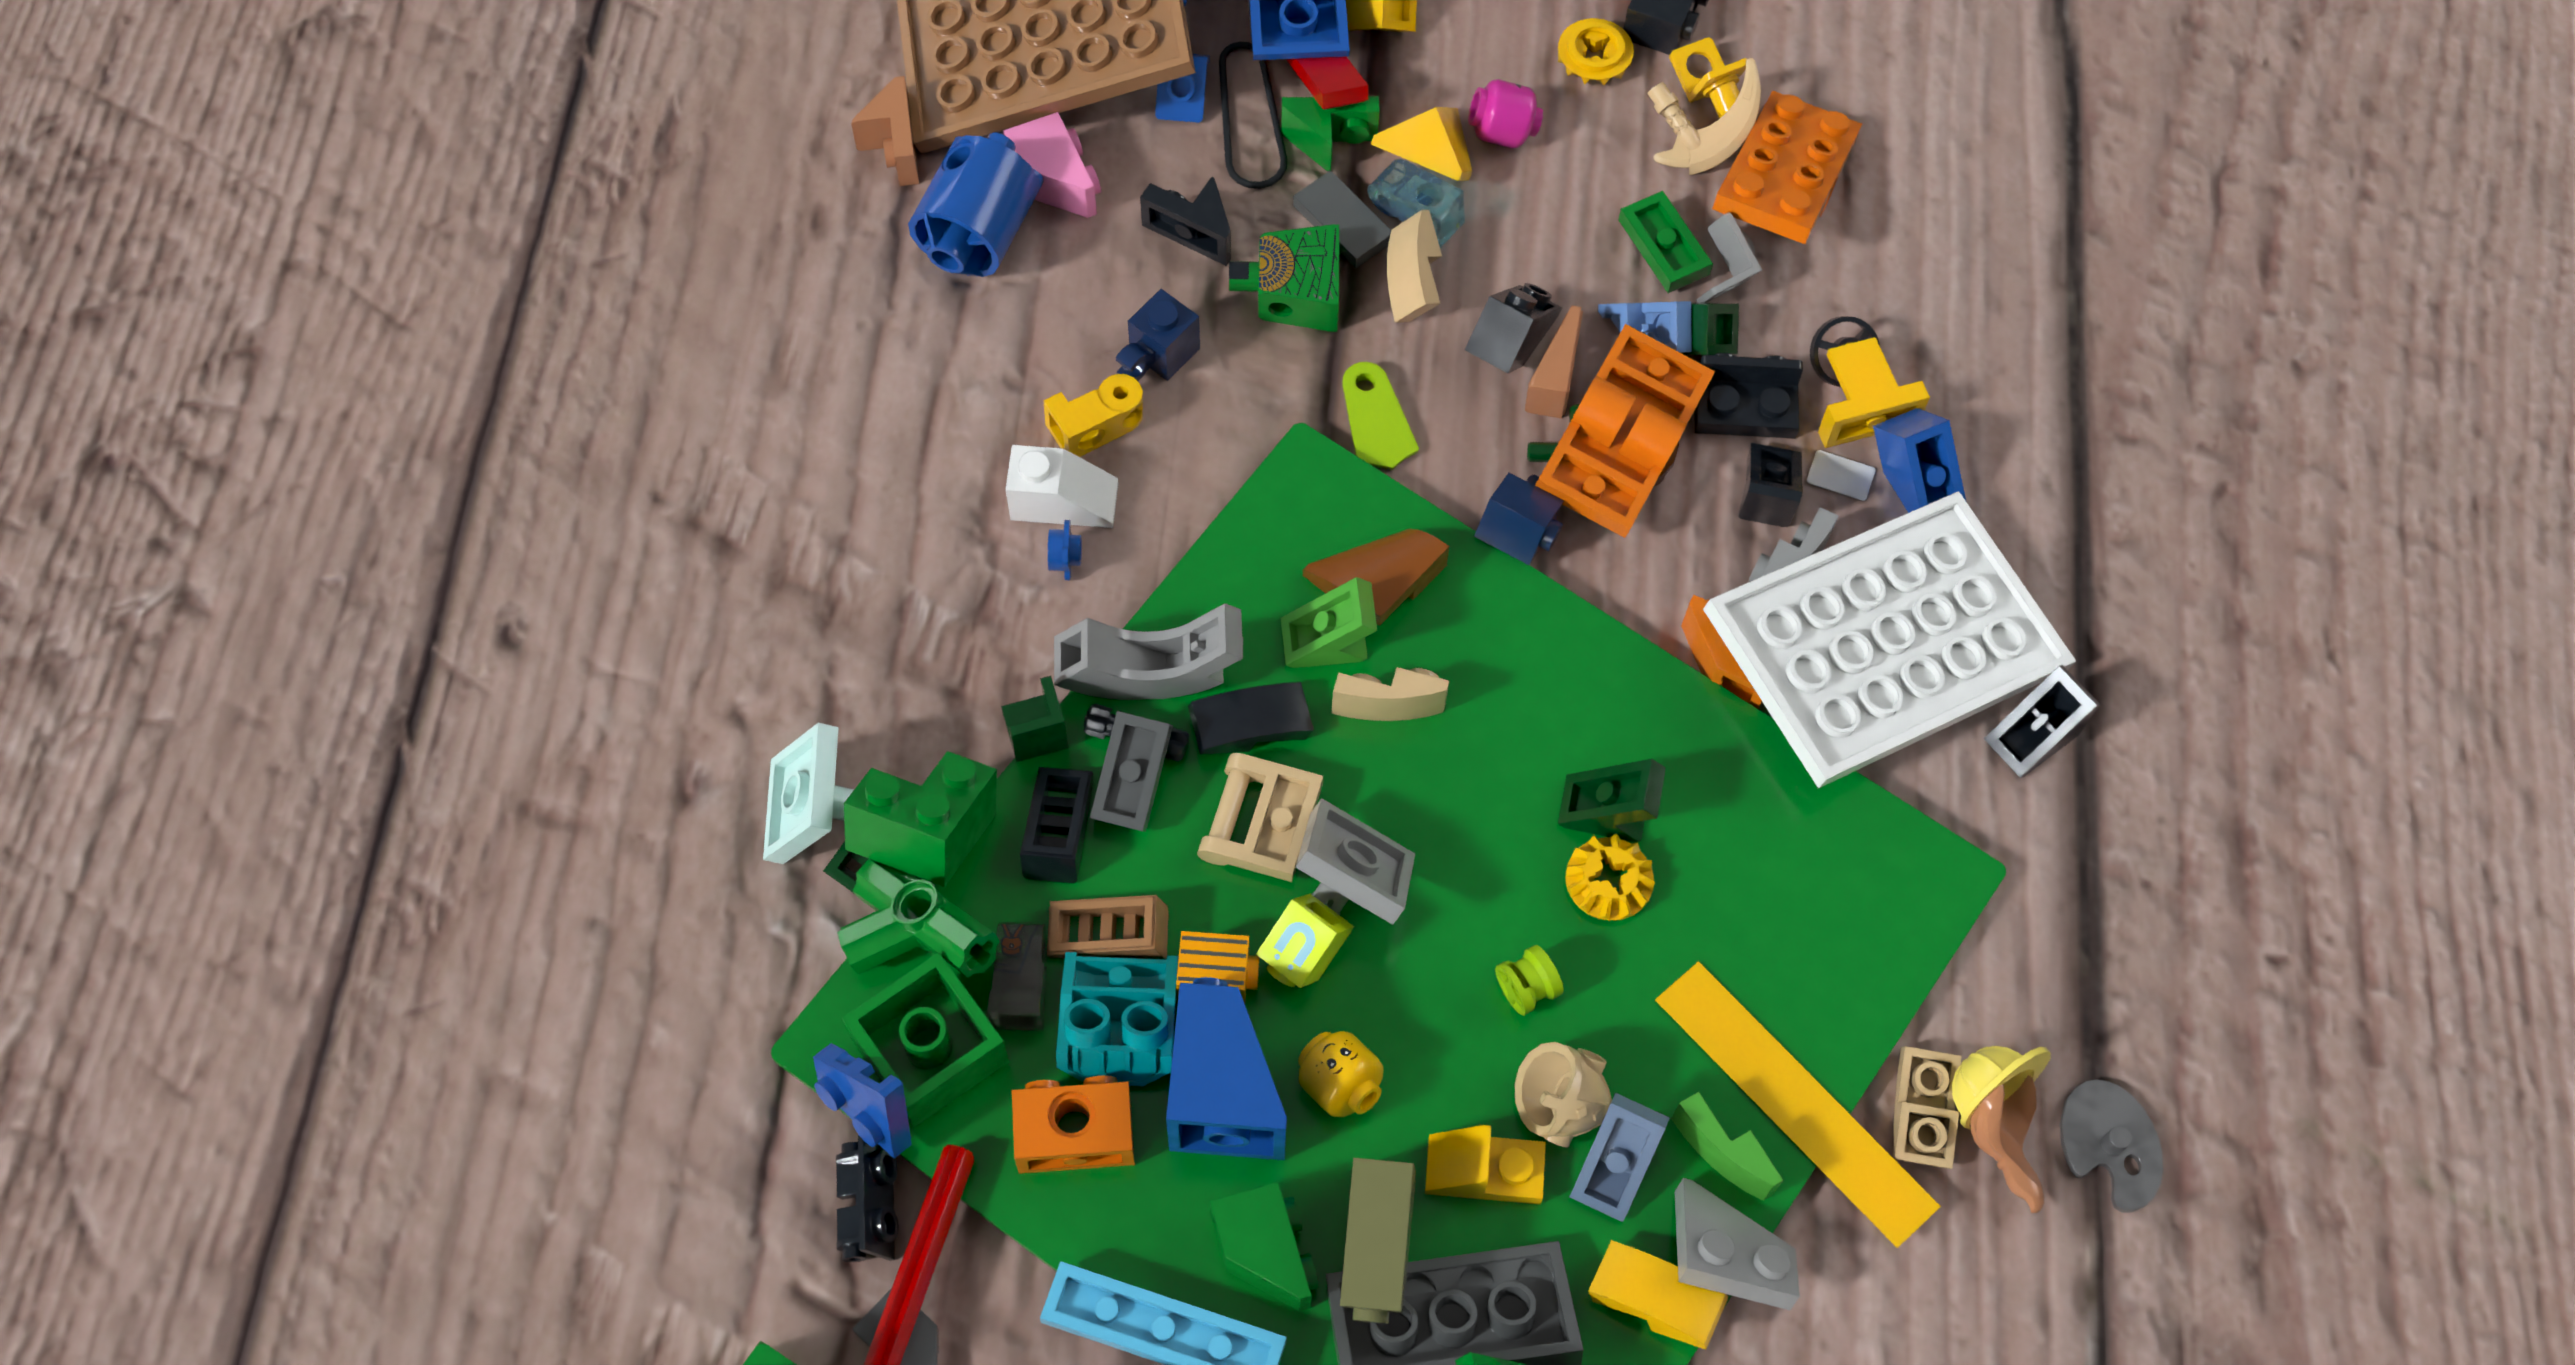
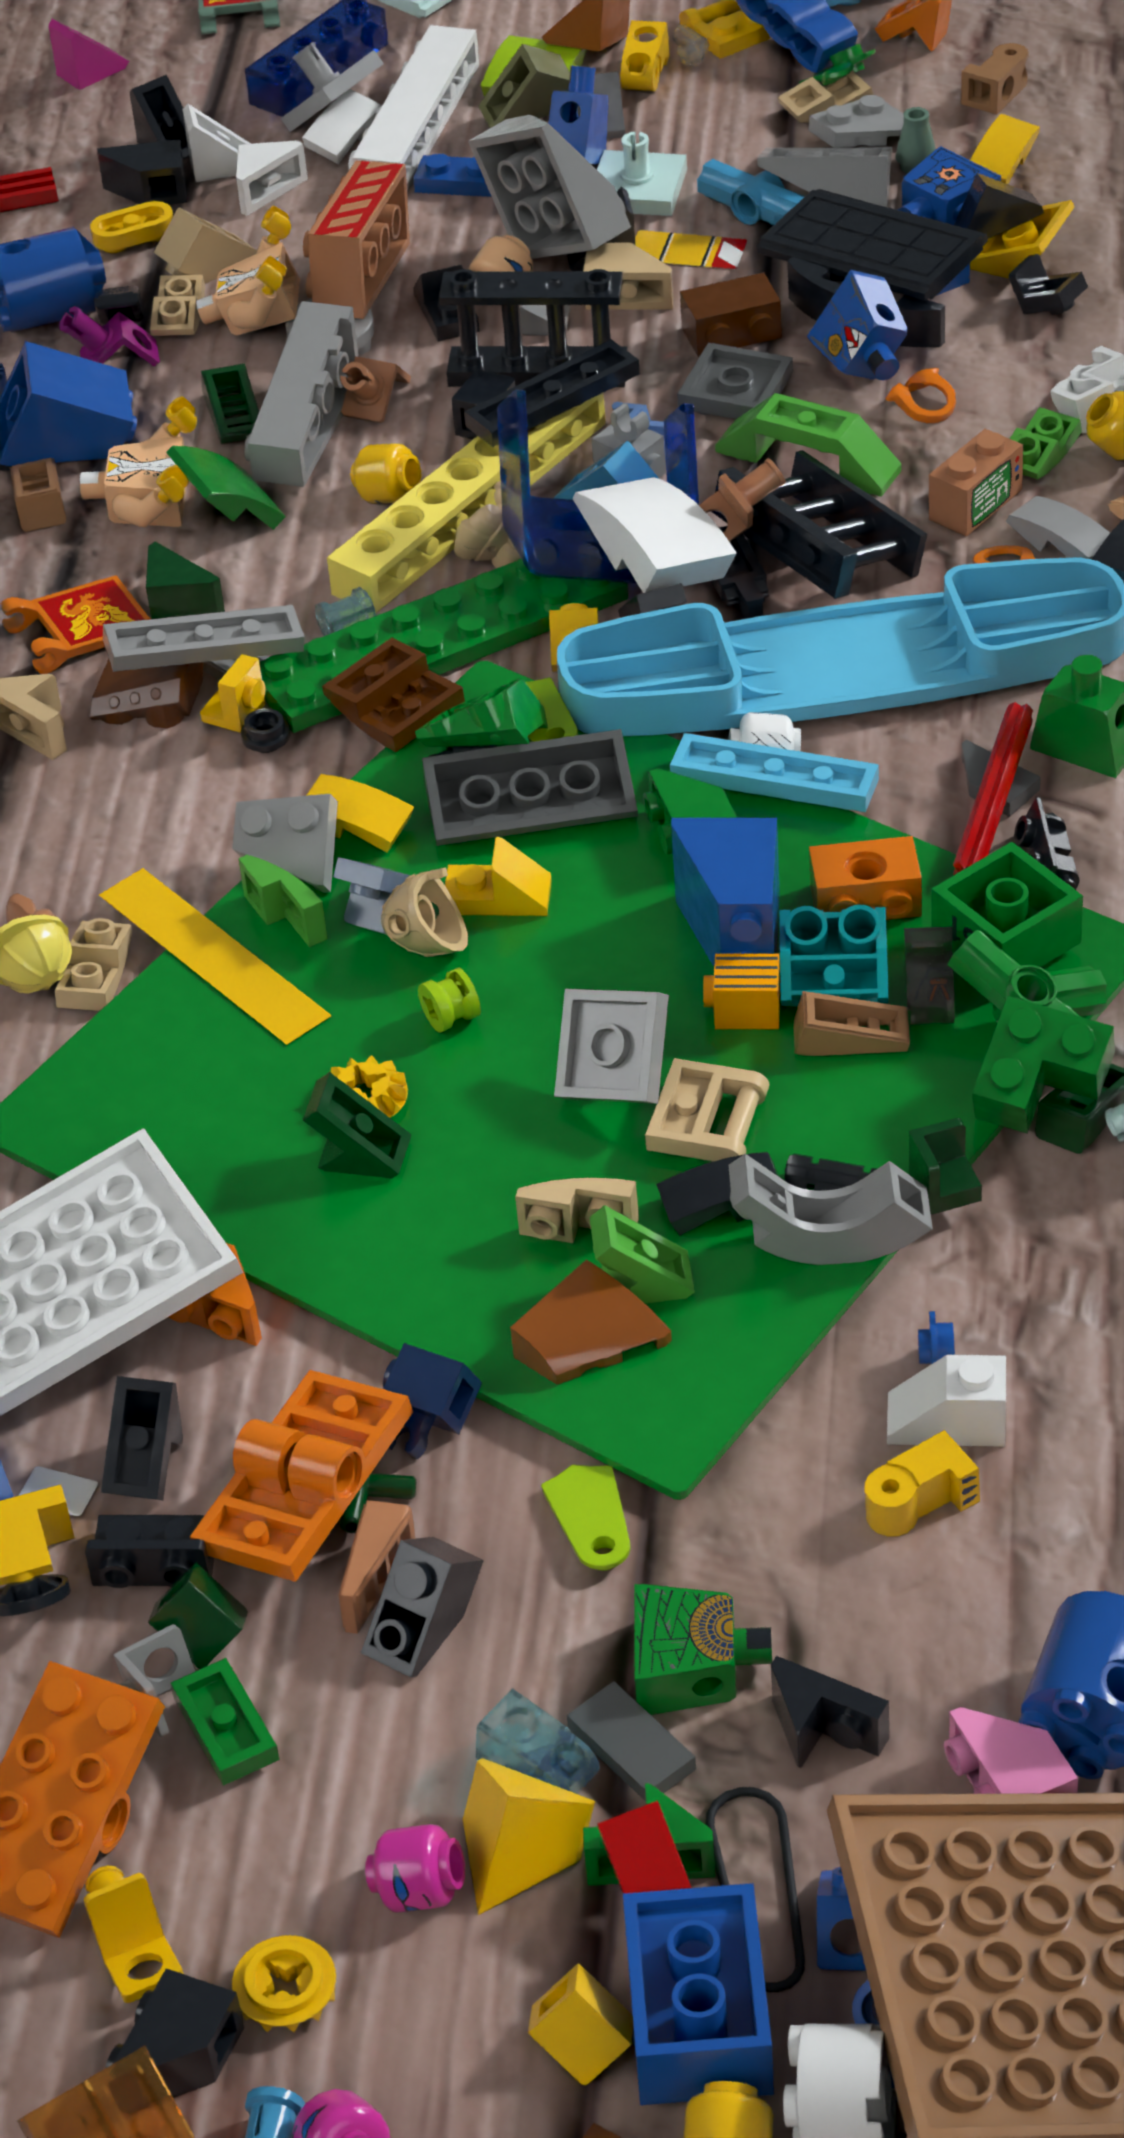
camera: 175 degrees left, 20 degrees down
(875, 1108) = (1045, 846): blue wing -> none
(1056, 857) = (909, 1066): black slope -> none
(1131, 771) = (838, 1126): dark grey plate -> none
(1160, 338) = (849, 1560): dark blue brick -> none
(1303, 941) = (683, 999): neon yellow brick -> none
(1340, 1074) = (625, 925): yellow head -> none
(1377, 1238) = (590, 814): olive slope -> none
(1409, 274) = (544, 1658): tan slope -> none
(1660, 320) = (252, 1614): medium blue slope -> none
(1716, 143) = (153, 1846): tan piece -> none
(1806, 542) = (149, 1356): light grey slope -> none

